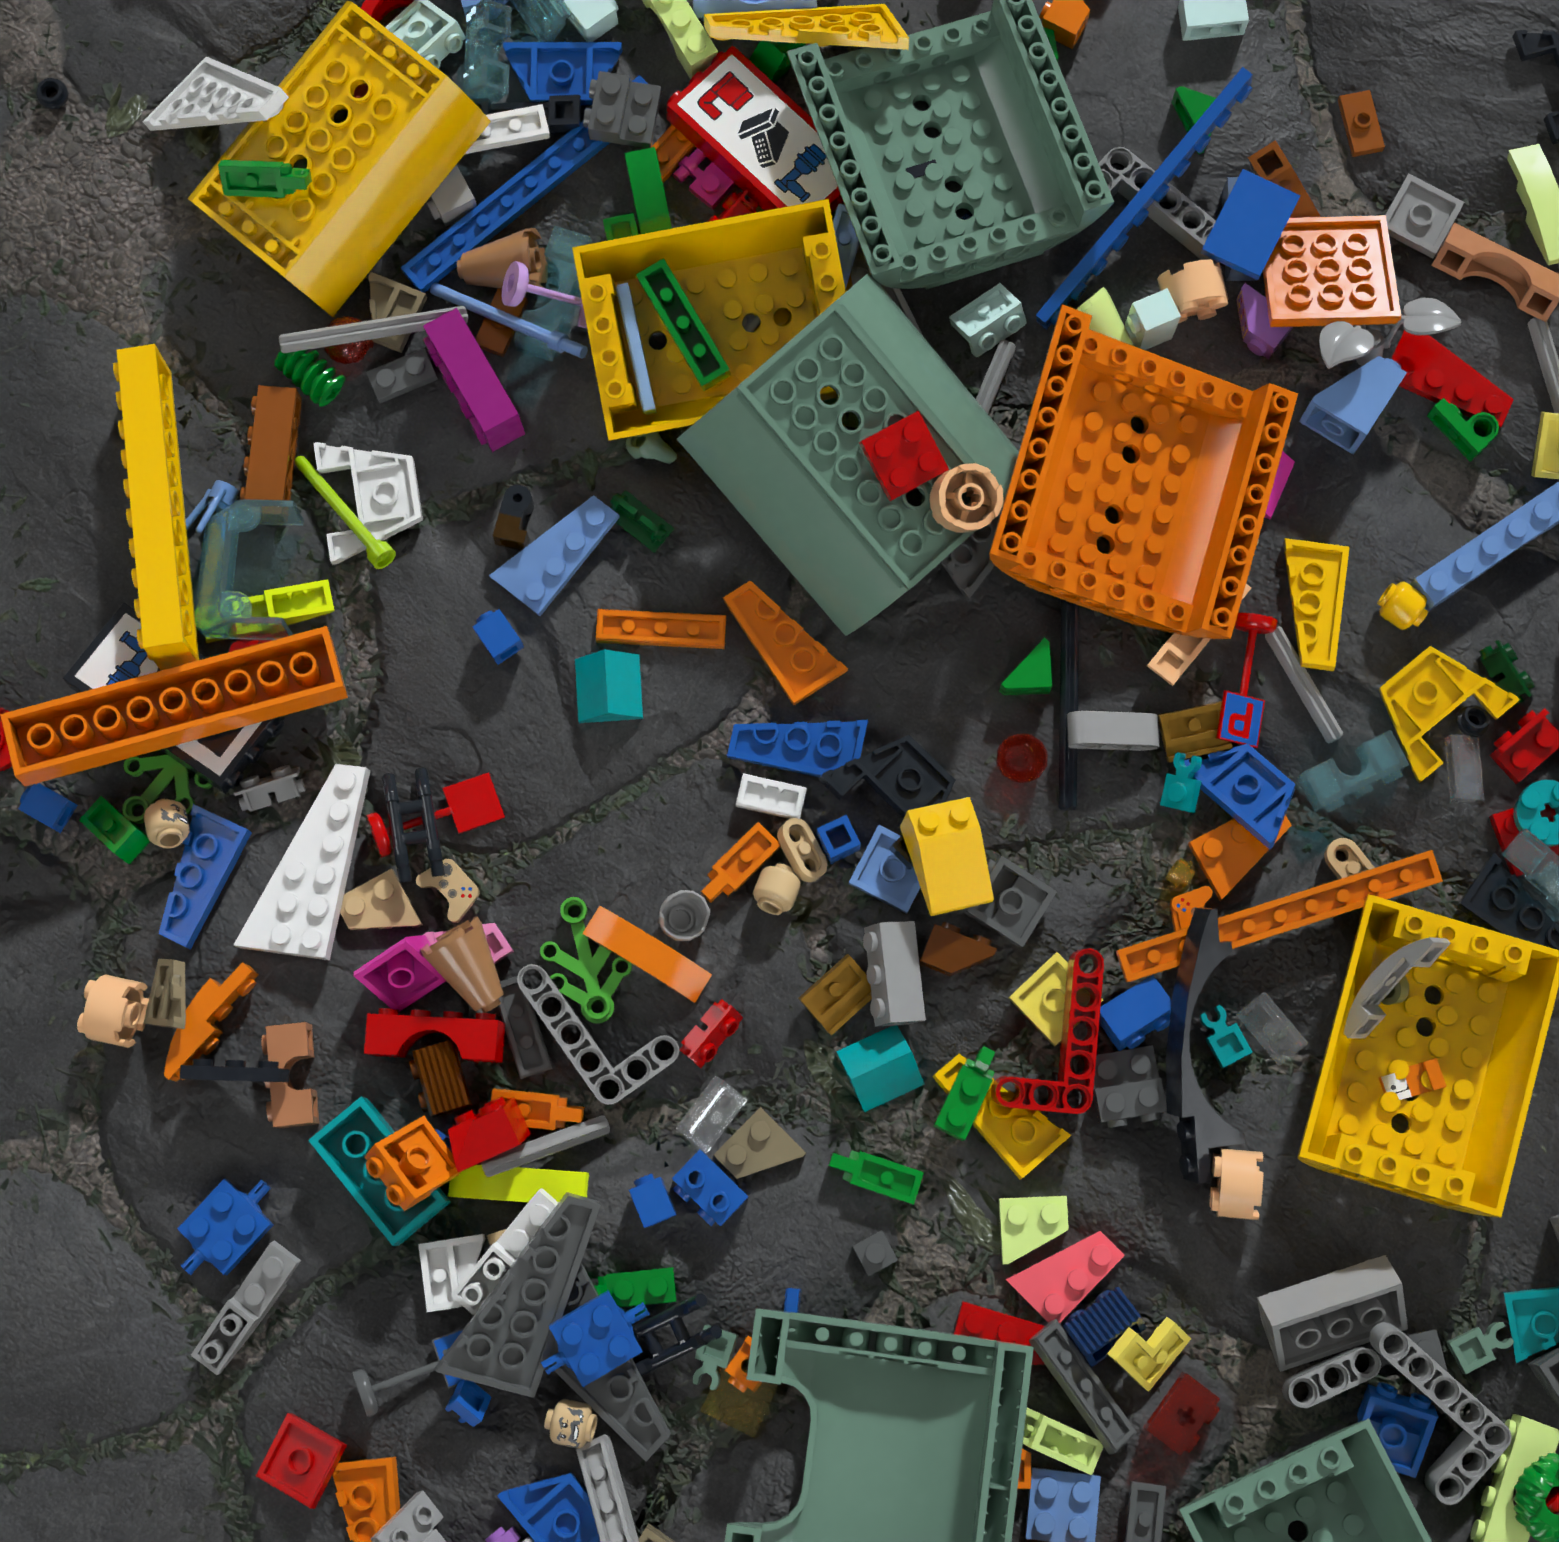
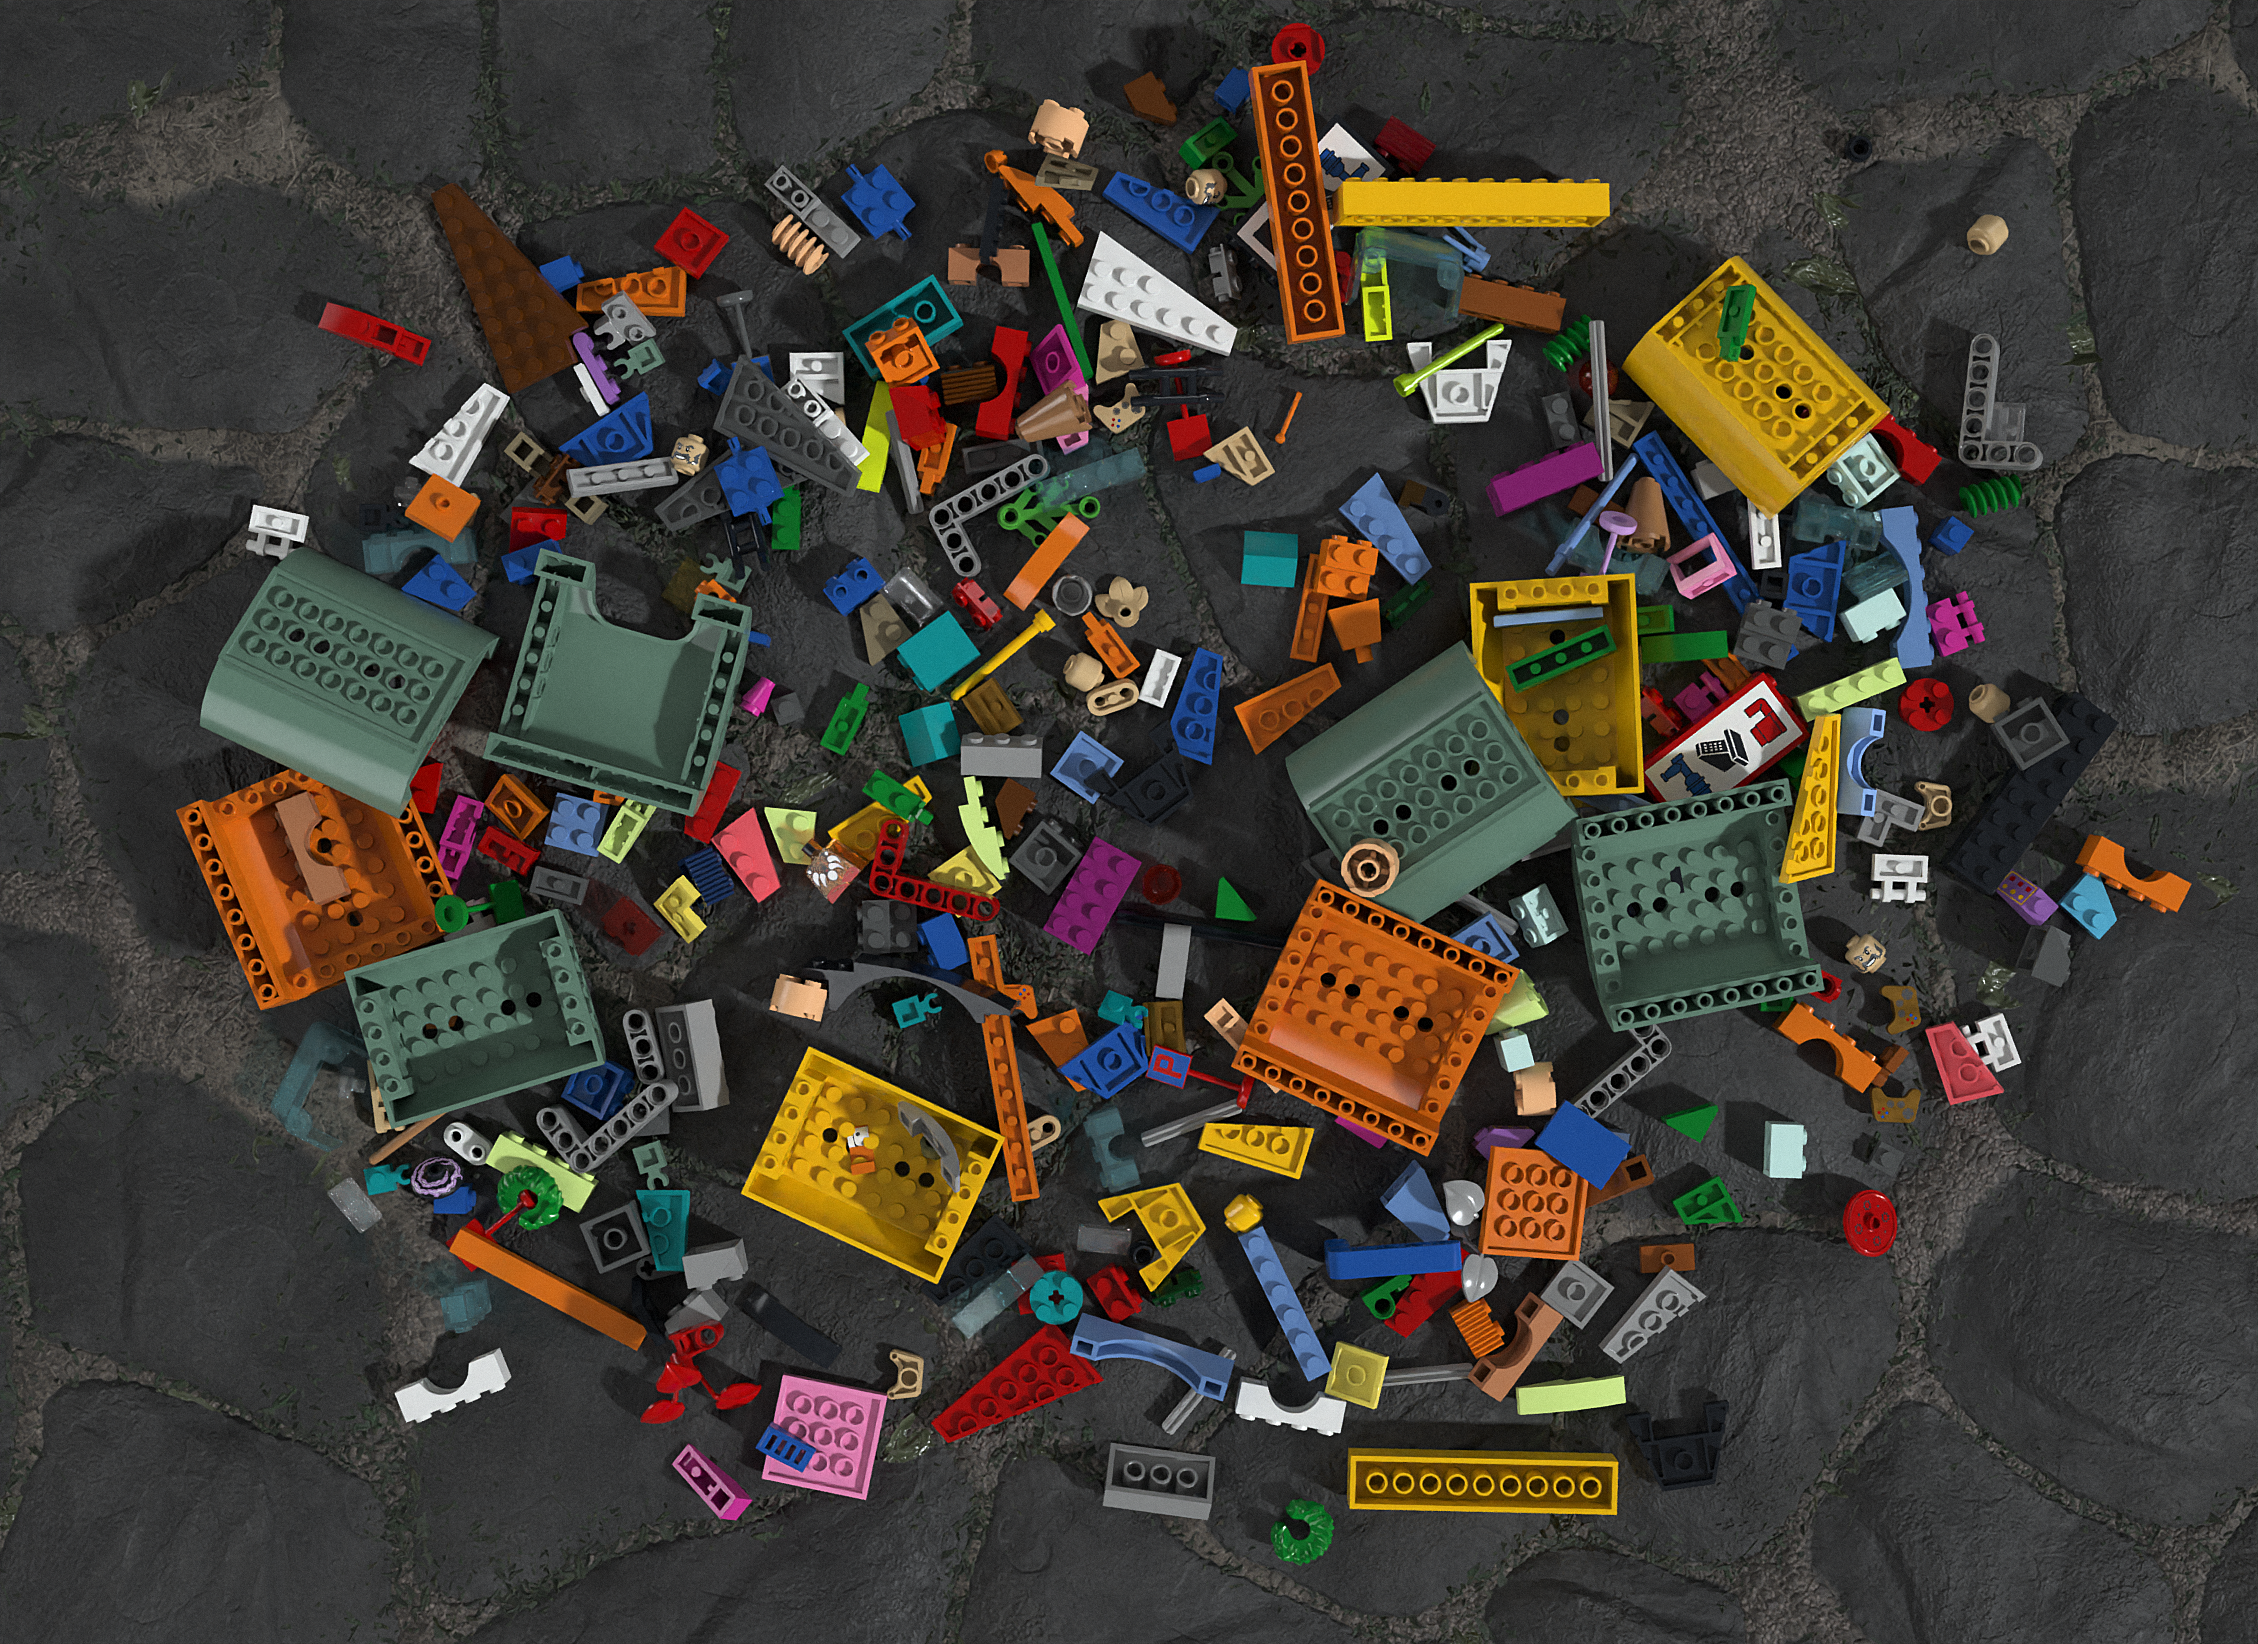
camera: 90 degrees right, 10 degrees up
(70, 907) = (1148, 101): none -> reddish brown slope
(96, 597) = (1403, 146): none -> dark red brick
(155, 1091) = (995, 159): none -> orange hinge
(216, 97) = (1824, 289): white wing -> none
(289, 1320) = (798, 246): none -> light nougat piece
(313, 983) = (1062, 300): none -> green tile
(453, 1503) = (643, 357): none -> sand green plate
(460, 695) = (1280, 438): none -> orange hinge
(490, 736) = (1241, 457): none -> tan wing
(497, 635) = (1324, 472): blue brick -> none
(515, 774) = (1206, 473): none -> blue tile
(540, 913) = (1089, 479): none -> clear light blue arch
(566, 185) = (1706, 577): none -> bright pink tile
(608, 595) = (1345, 568): none -> orange plate
(650, 447) = (1463, 624): sand green animal -> none
(652, 1200) = (850, 539): blue brick -> none
(677, 571) = (1357, 627): none -> orange torso
(679, 855) = (1122, 598): none -> tan plate
(724, 950) = (1040, 623): none -> yellow piece
(777, 1071) = (937, 652): none -> teal brick
(838, 839) = (1115, 726): blue brick -> none
(867, 1293) = (756, 698): none -> dark pink cone
(903, 455) = (1413, 822): red plate -> none
(948, 855) = (1086, 811): yellow slope -> none
(1000, 978) = (984, 840): none -> yellowish green slope
(1023, 371) = (1488, 937): none -> medium blue plate
(1050, 839) = (1092, 895): none -> magenta brick
(1066, 1163) = (833, 867): none -> clear orange torso
(1082, 1386) = (663, 853): dark grey tile -> none
(1153, 189) = (1625, 1070): blue plate -> none
(1180, 873) = (1051, 997): clear yellow plate -> none
(1271, 1028) = (918, 1047): clear slope -> none
(1291, 88) = (1707, 1203): none -> green wing
(1431, 422) = (1390, 1259): none -> blue beam
(1432, 132) = (1659, 1303): none -> light grey wing
(1484, 320) = (1476, 1326): none -> orange brick

